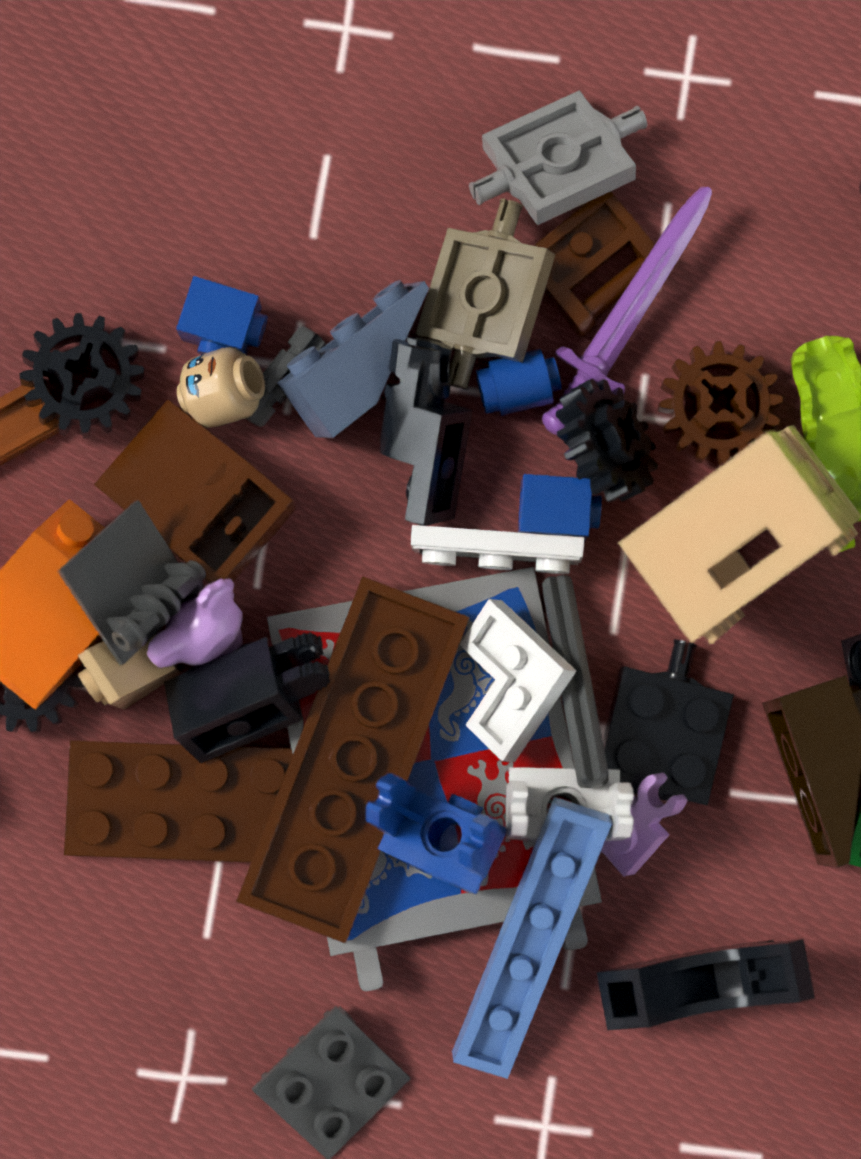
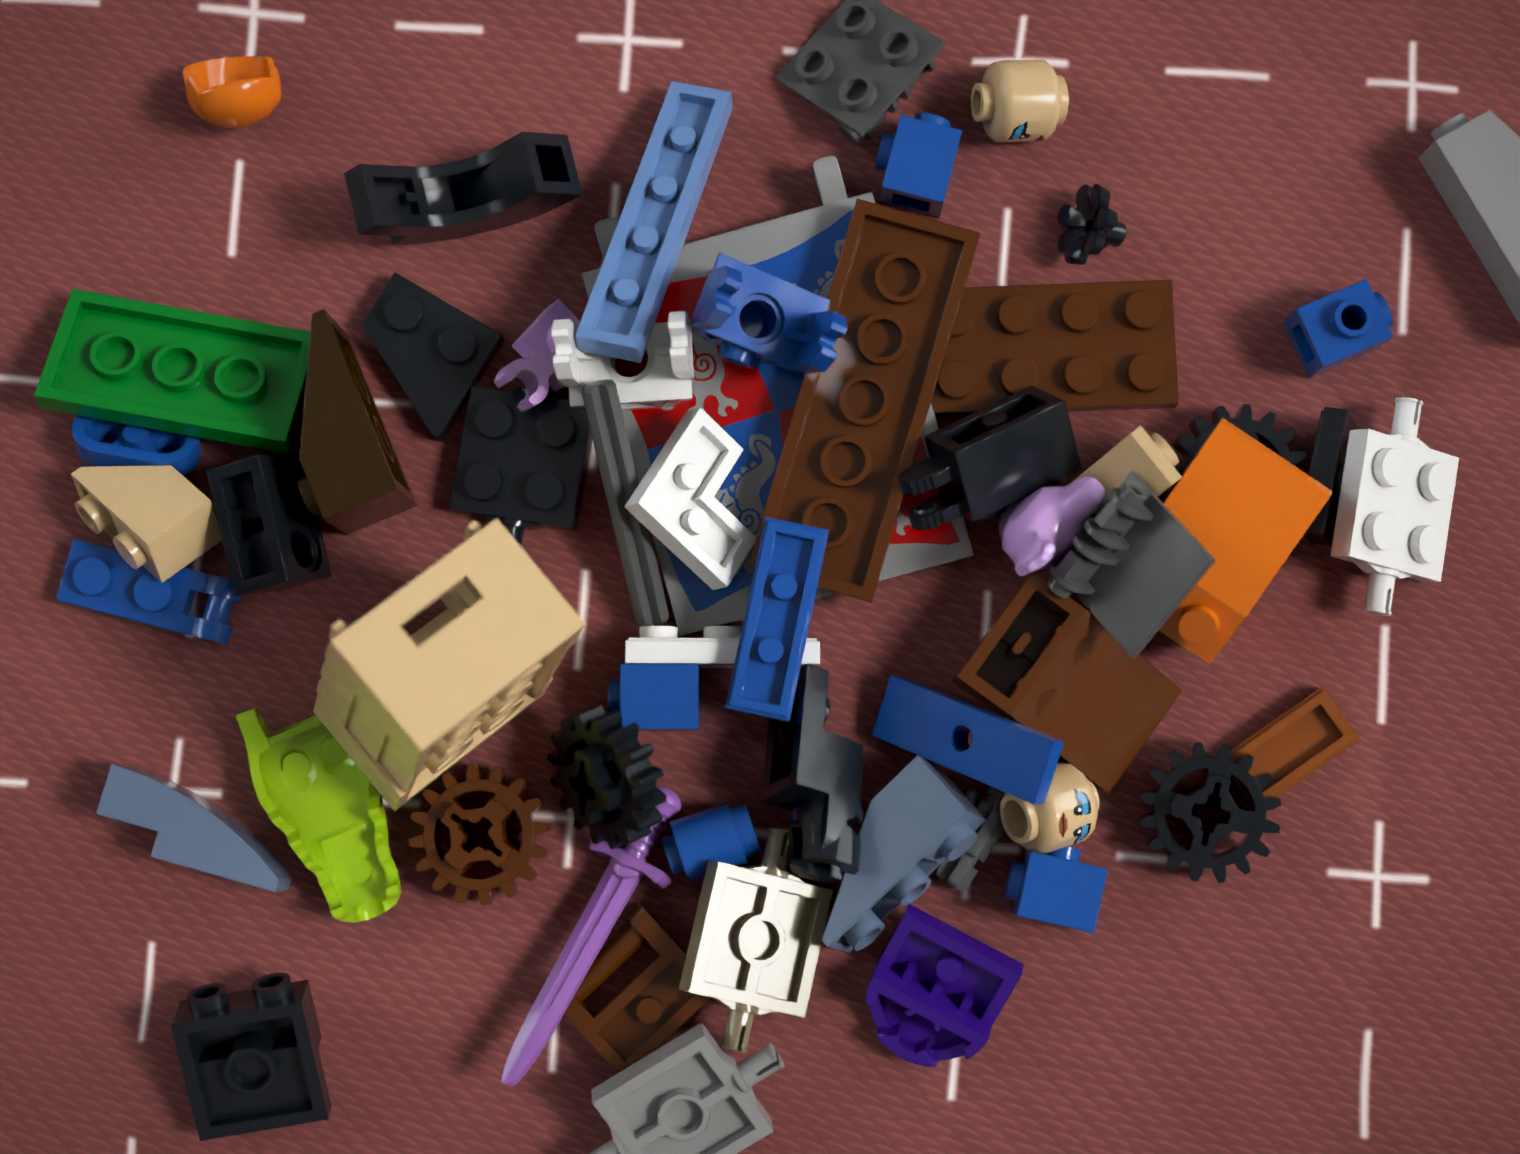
camera: 175 degrees left, 0 degrees up
(135, 910) = (1089, 225): none -> black plant
(186, 1032) = (1020, 101): none -> tan head
(285, 981) = (918, 163): none -> blue brick
(312, 463) = (938, 729): none -> blue tile
(331, 243) = (937, 990): none -> dark purple slope
(447, 564) = (777, 619): none -> blue tile
(743, 842) = (430, 350): none -> black wing

